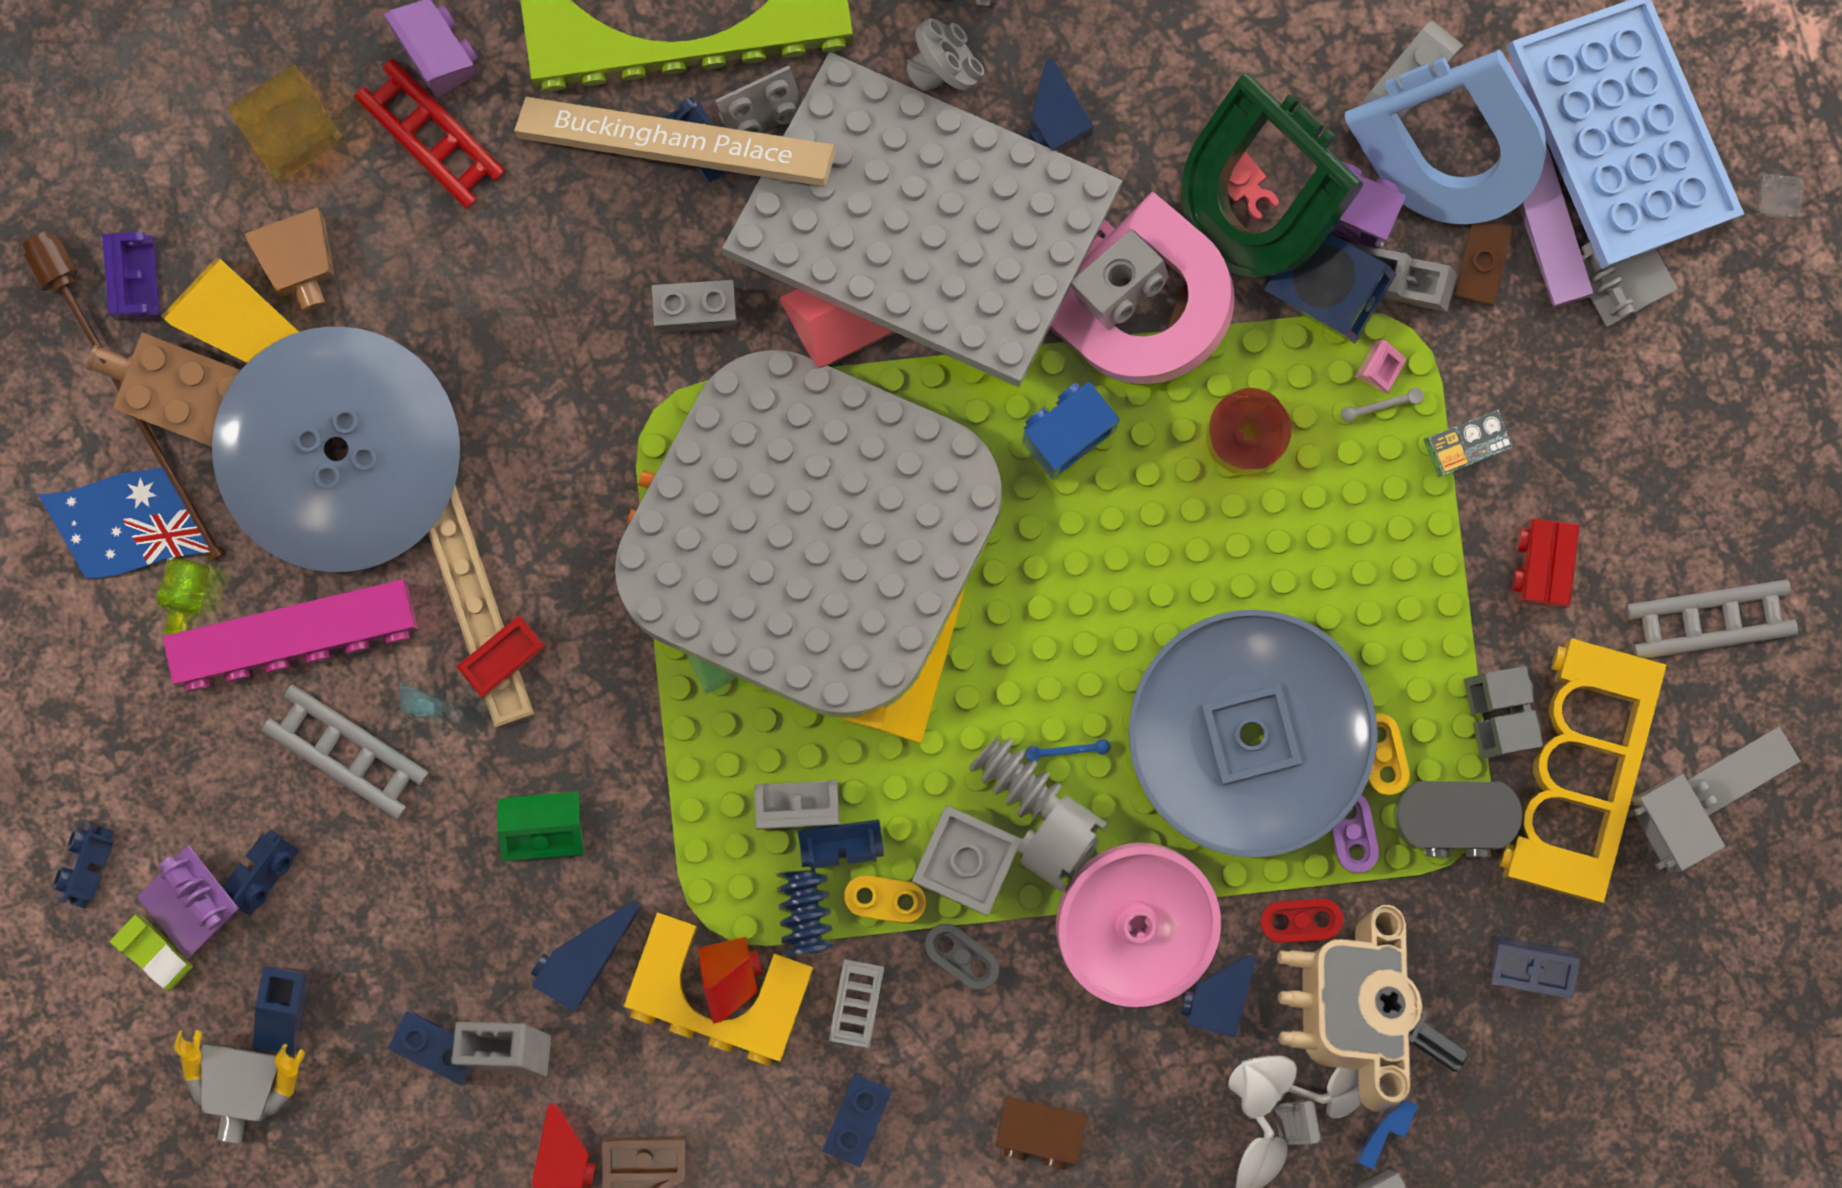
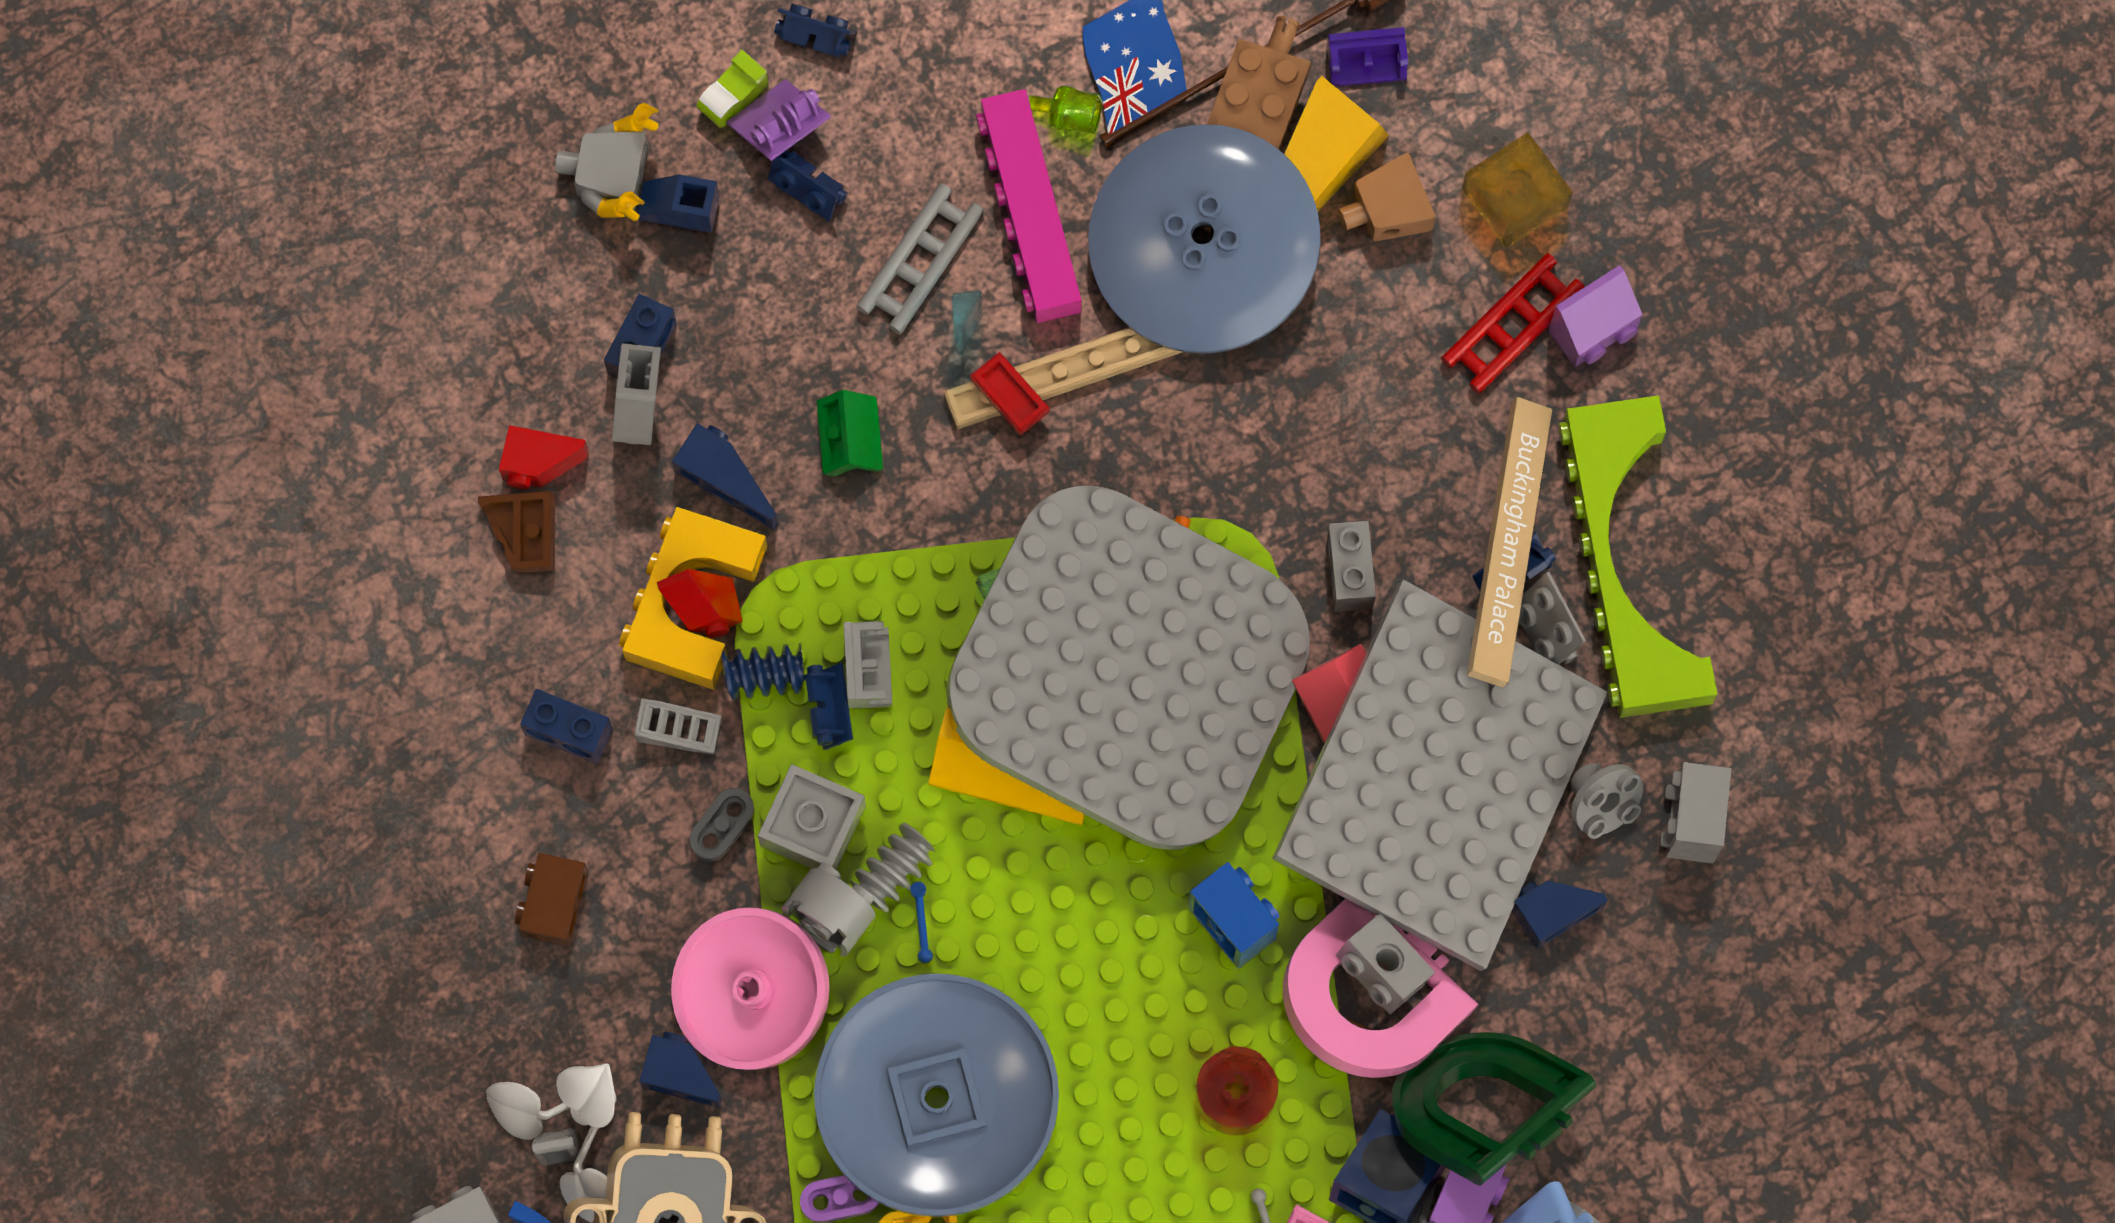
camera: 90 degrees right, 10 degrees down
(885, 898) = (776, 748): yellow plate -> none
(1245, 184) = (1492, 1096): coral plate -> none
(1301, 920) = (754, 1151): red plate -> none

